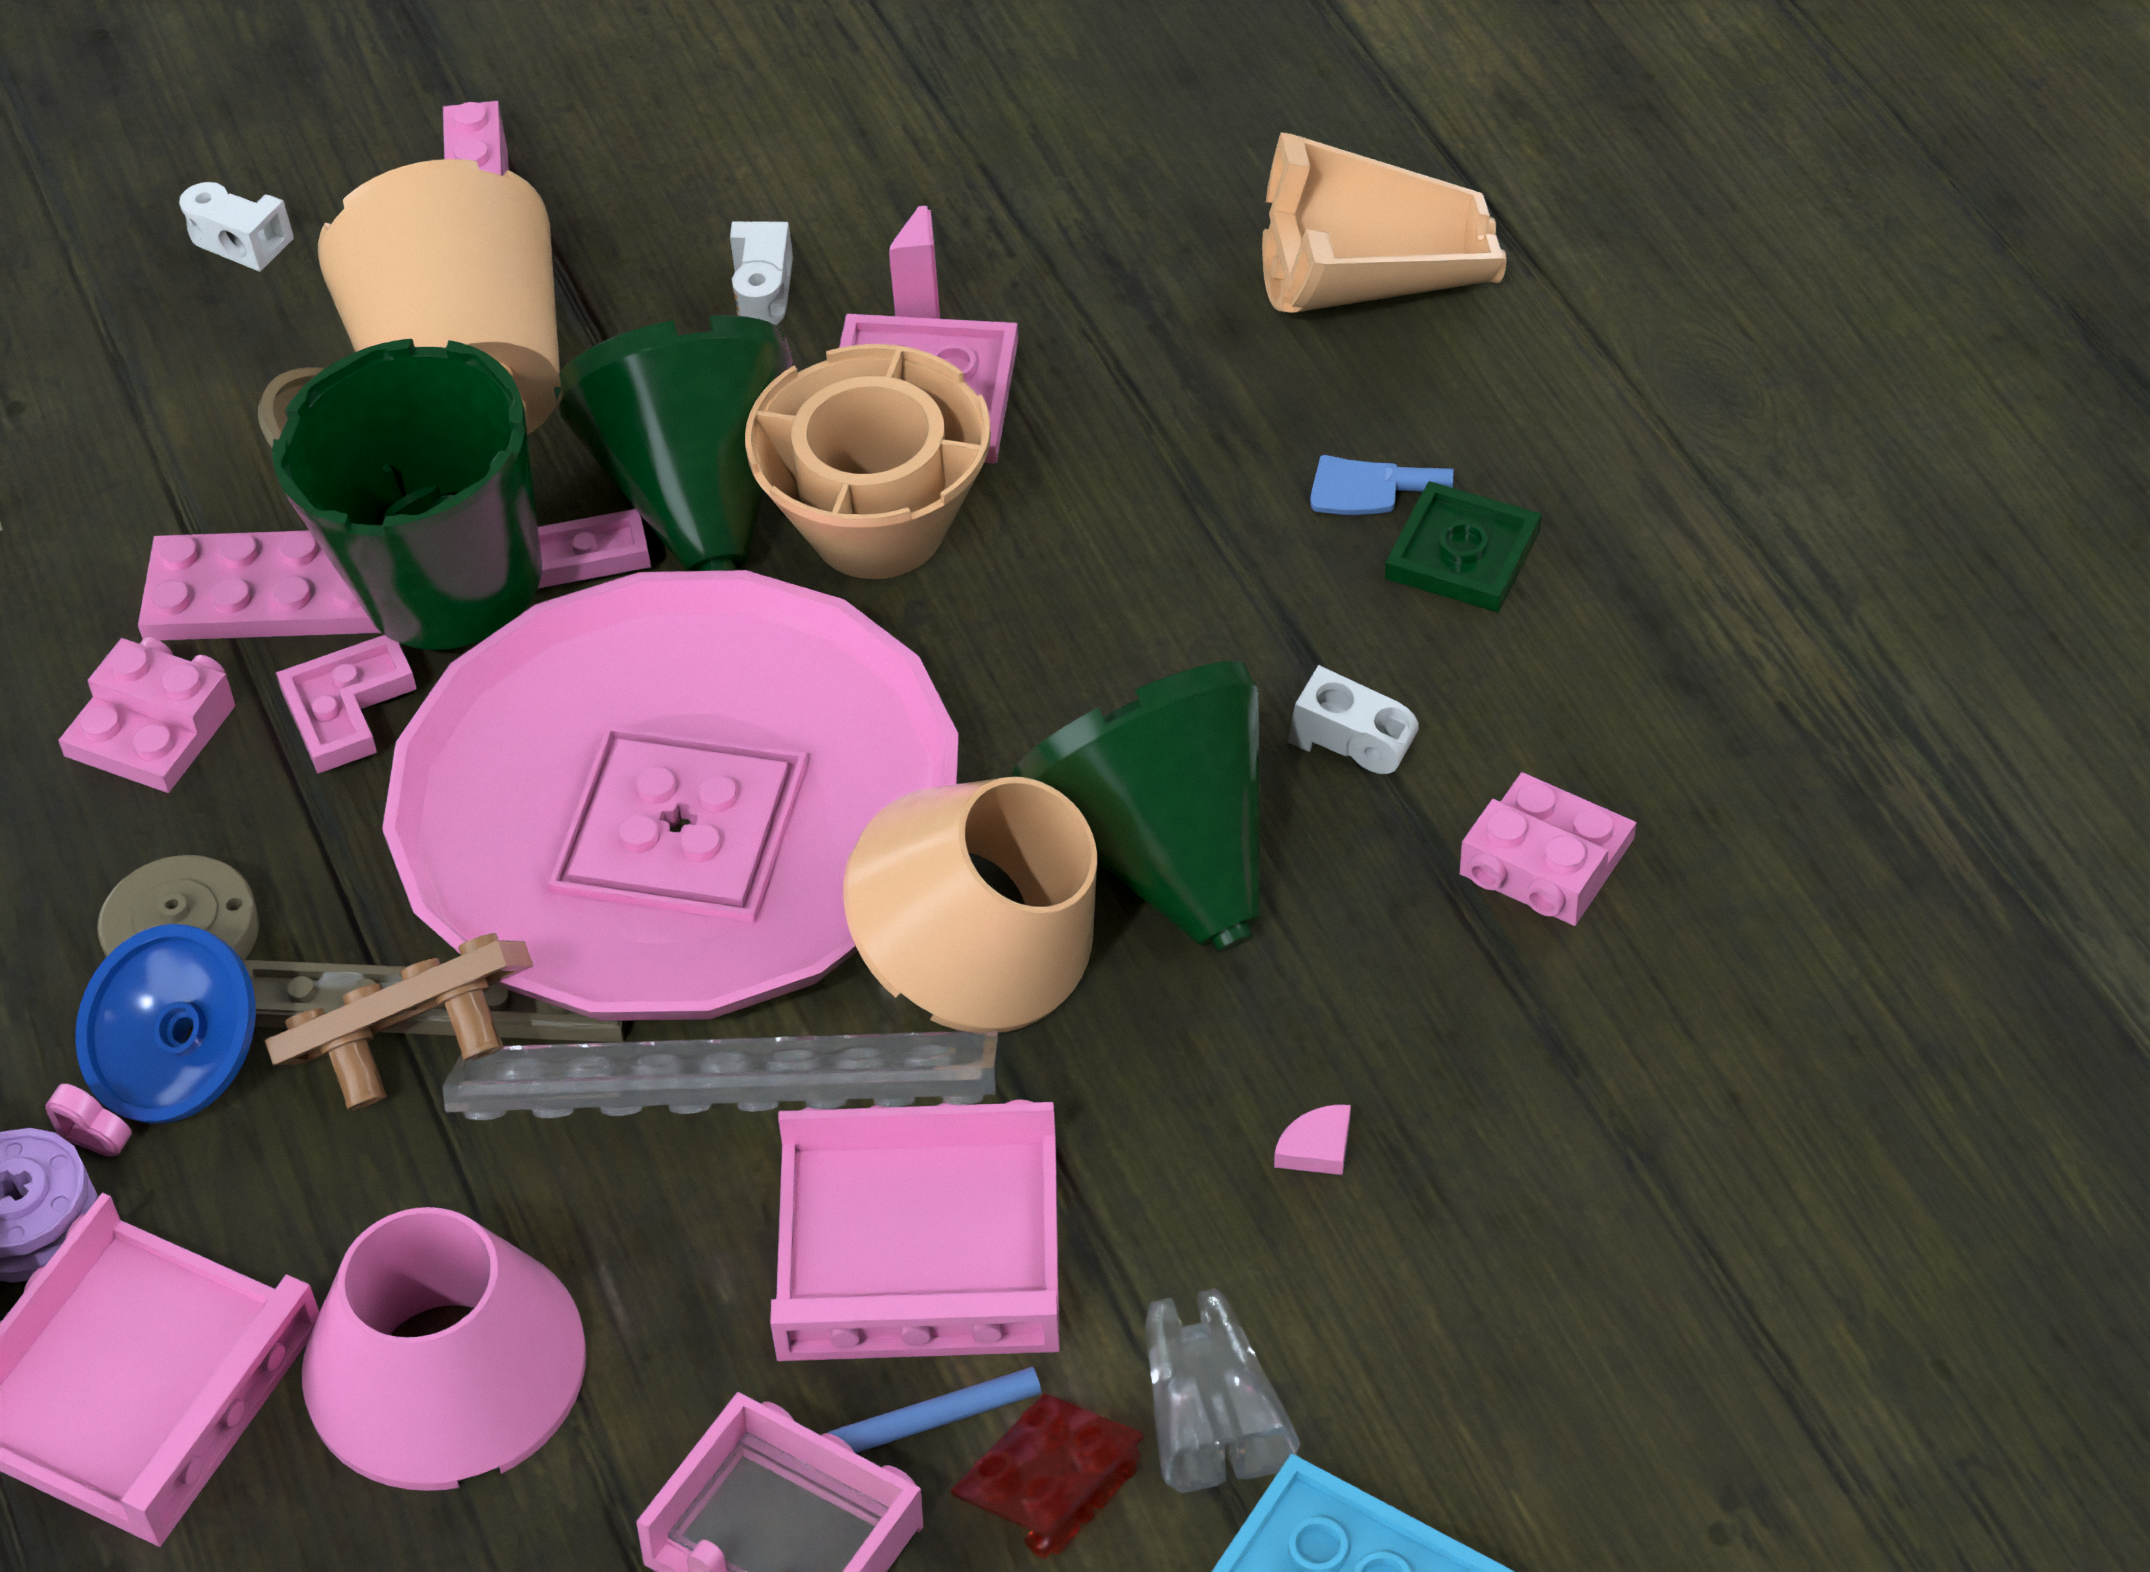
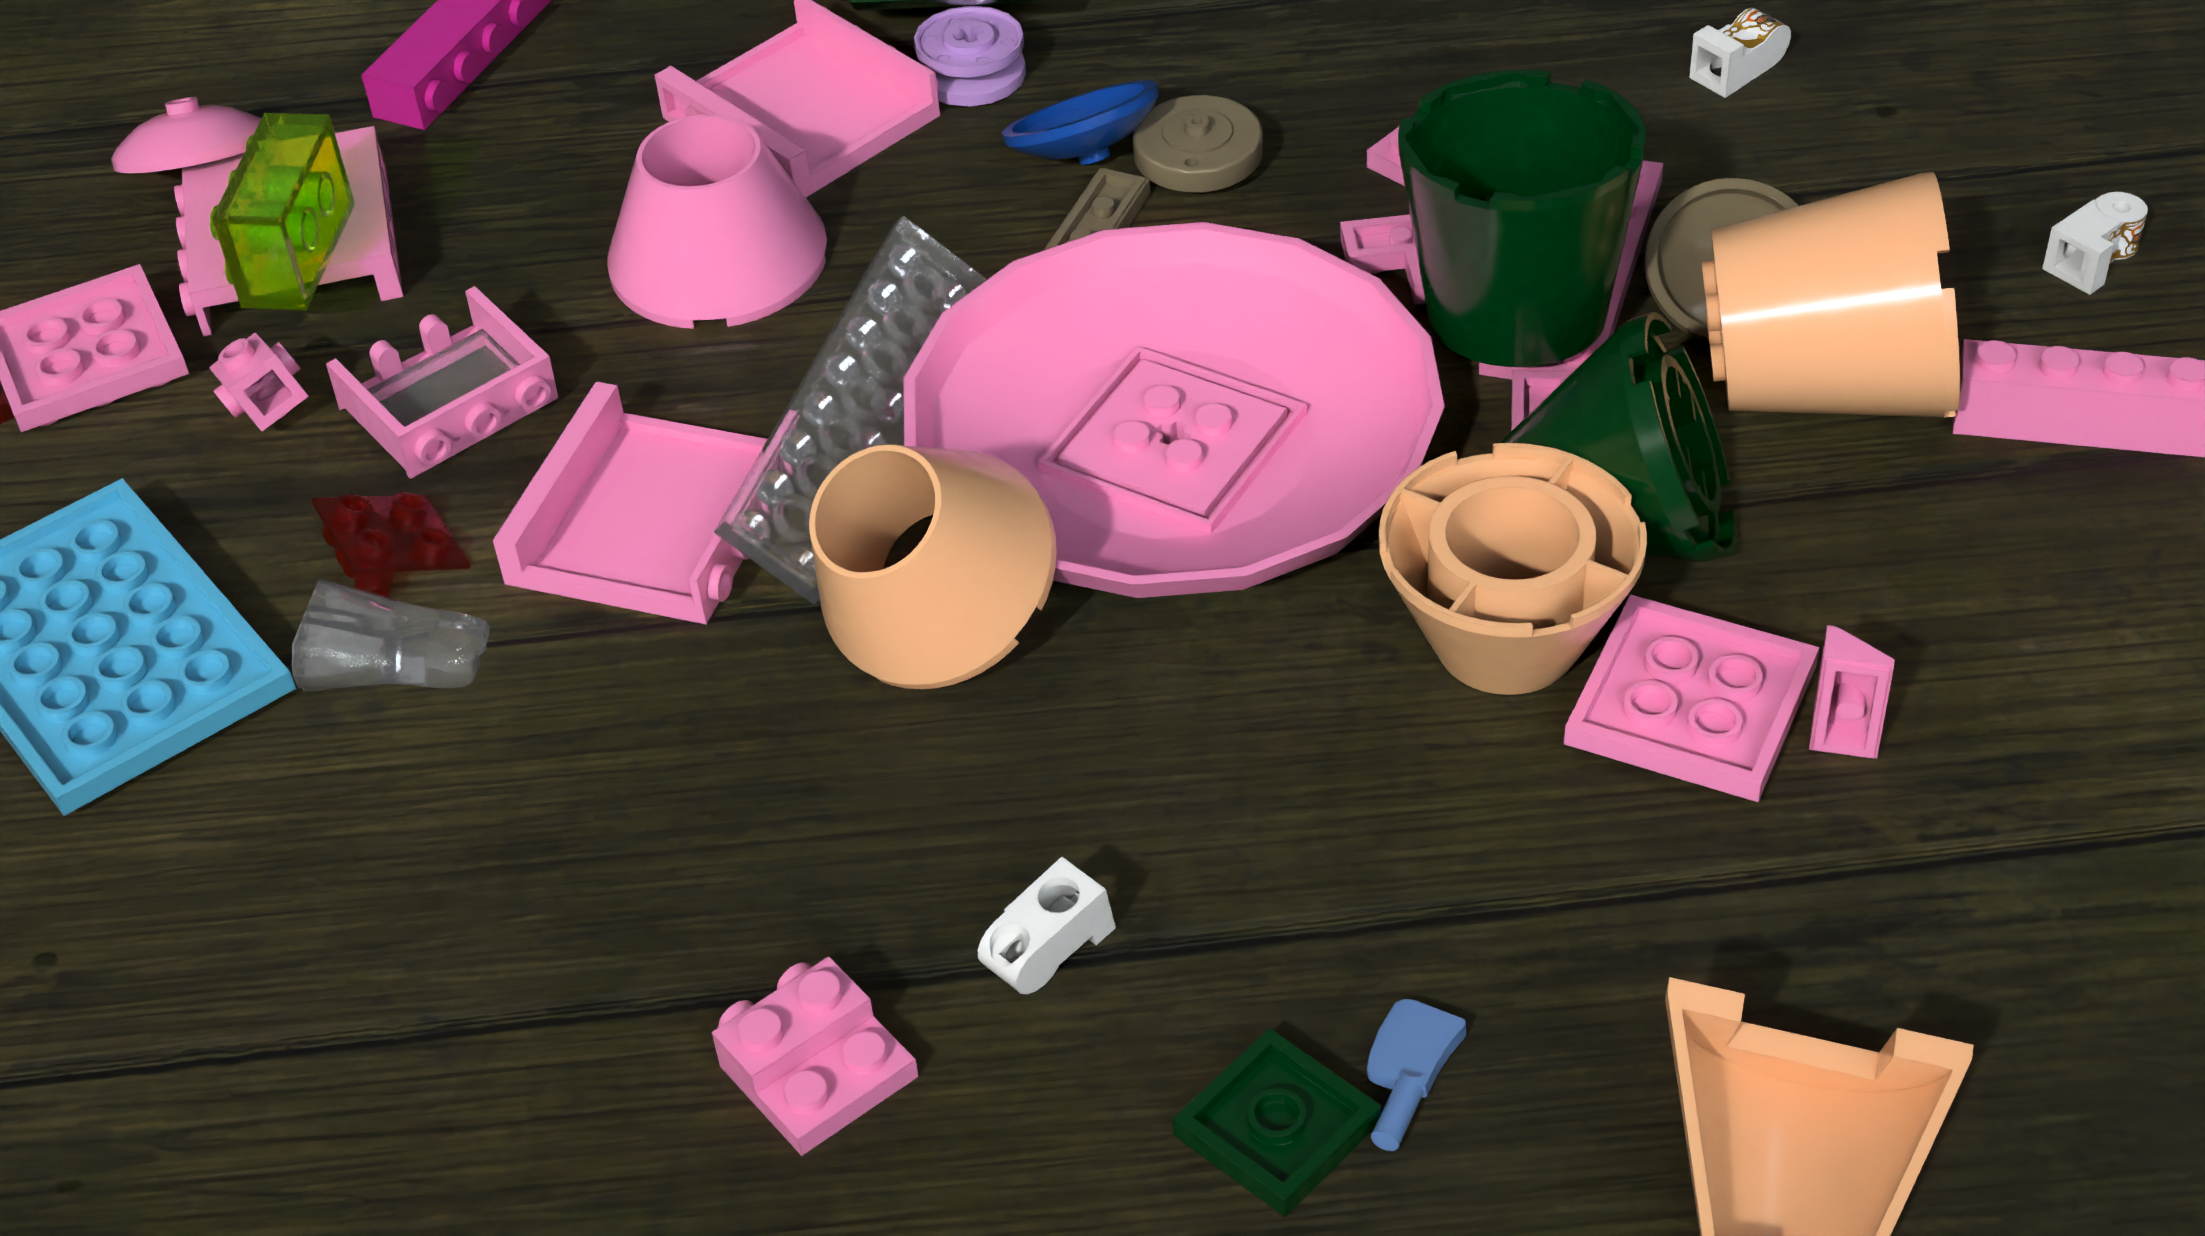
camera: 110 degrees right, 5 degrees down
(85, 1122) = (1029, 86): bright pink tile -> none
(370, 1009) = (1005, 224): medium nougat plate -> none
(761, 269) = (1916, 601): white leg -> none
(940, 1410) = (492, 495): medium blue bar -> none
(1172, 796) = (974, 704): dark green cone -> none
(1315, 1141) = (584, 785): bright pink tile -> none

